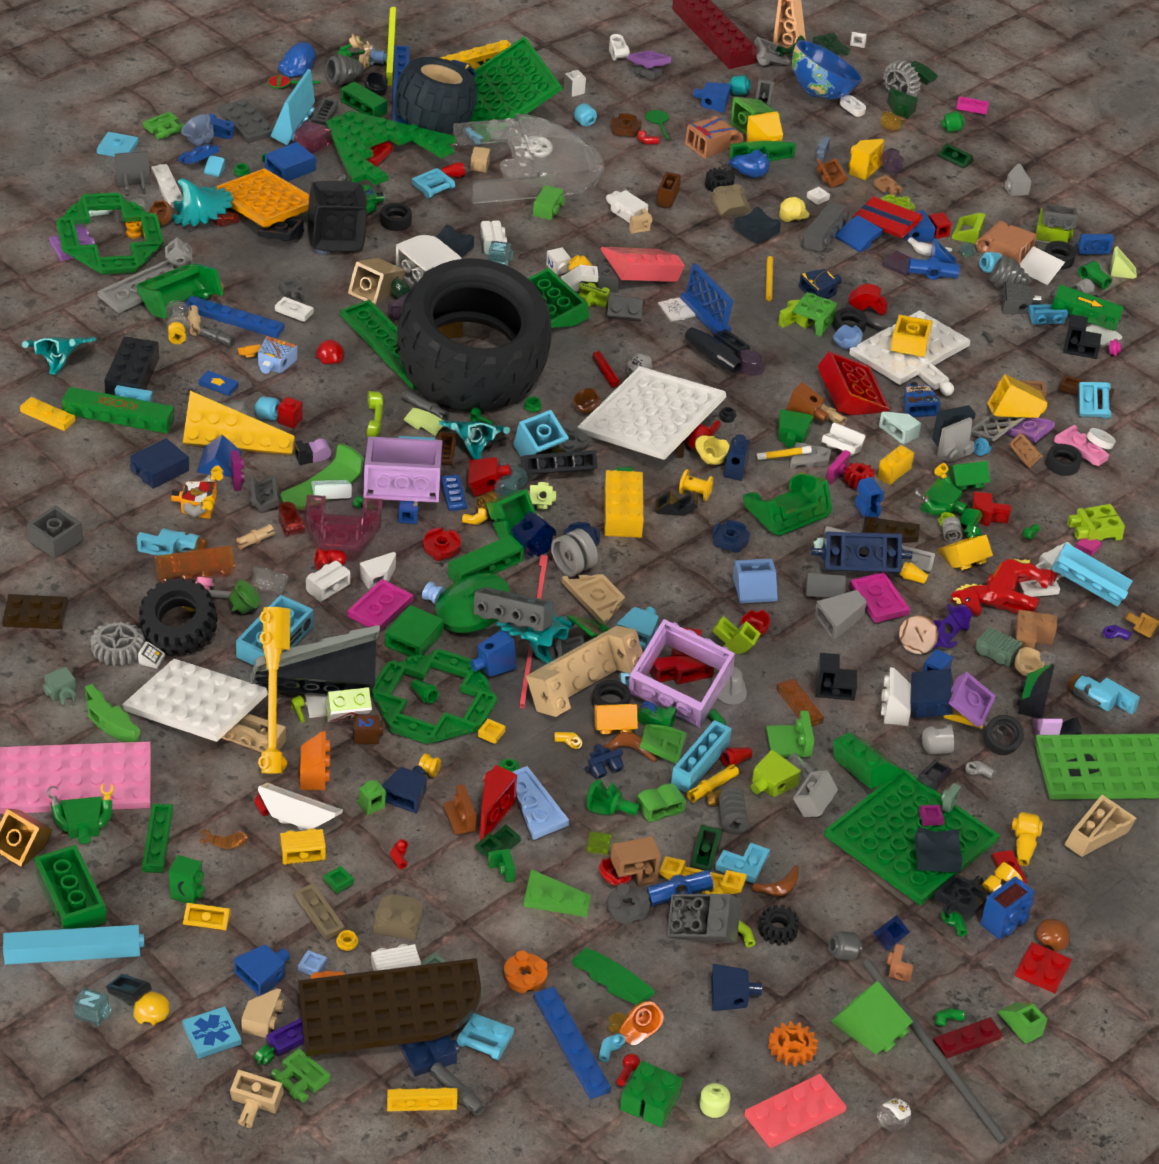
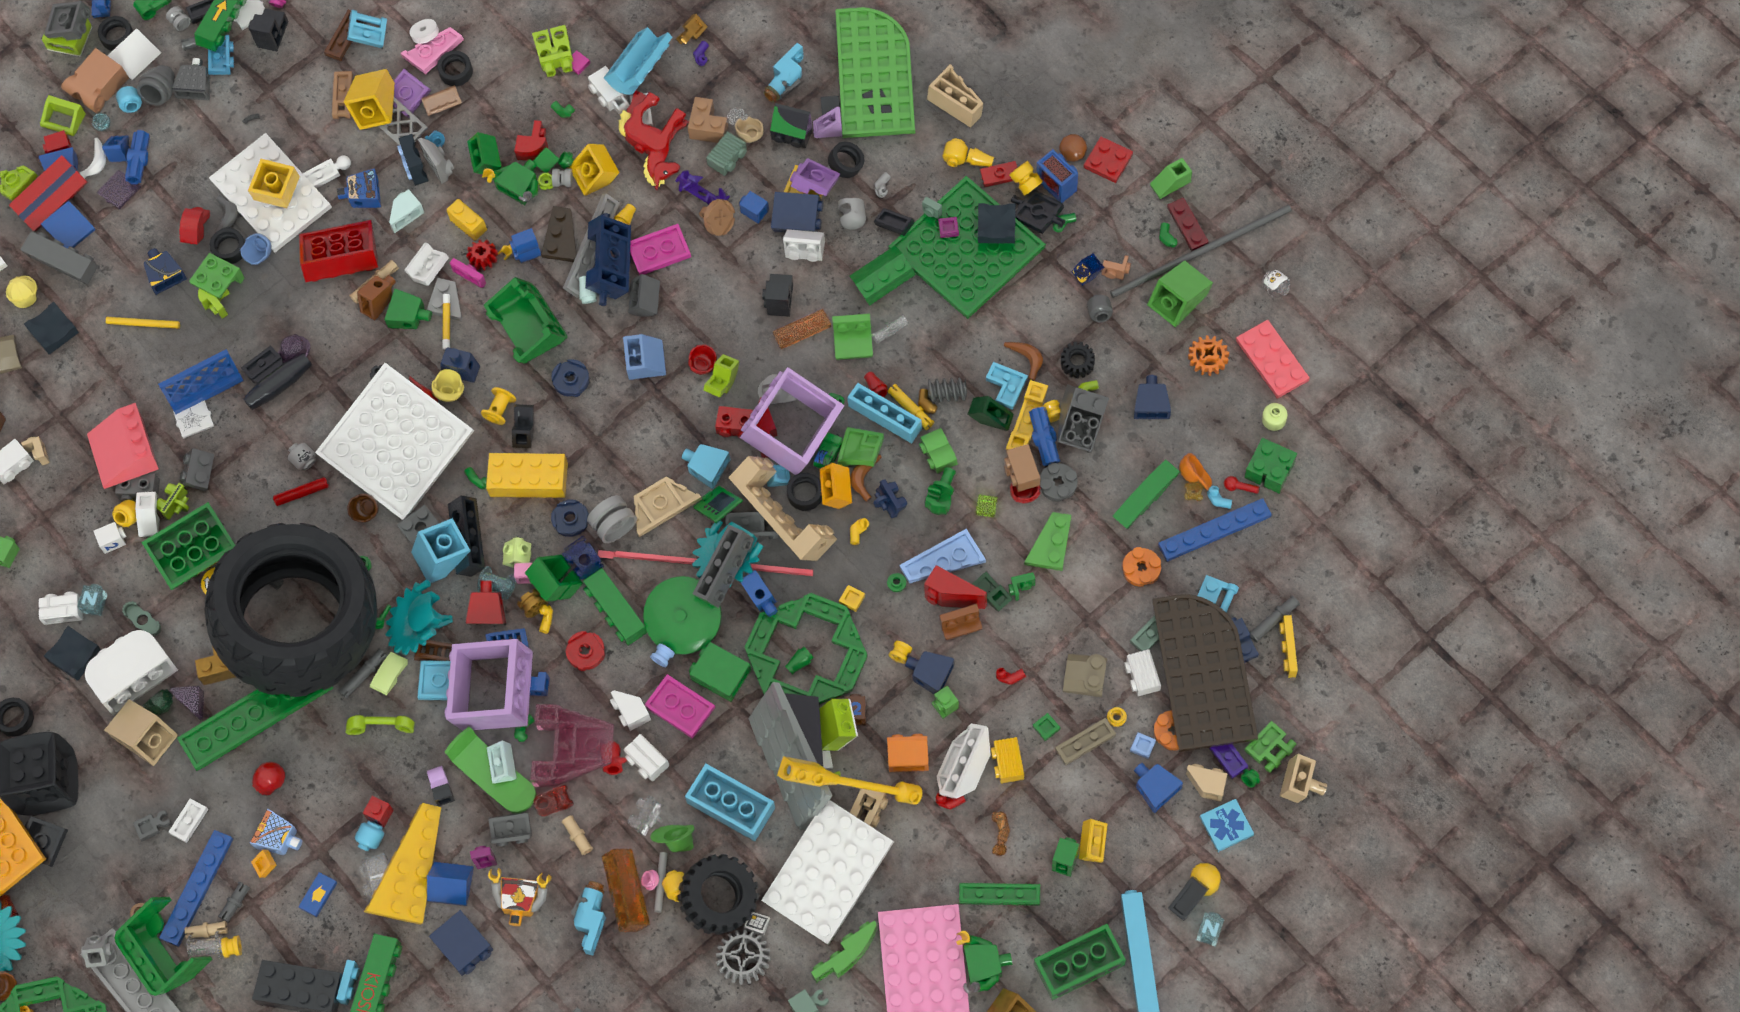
camera: 80 degrees left, 25 degrees up
(774, 775) = (900, 354): lime torso -> none
(815, 794) = (927, 319): light grey brick -> none
(840, 612) = (683, 284): light grey slope -> none

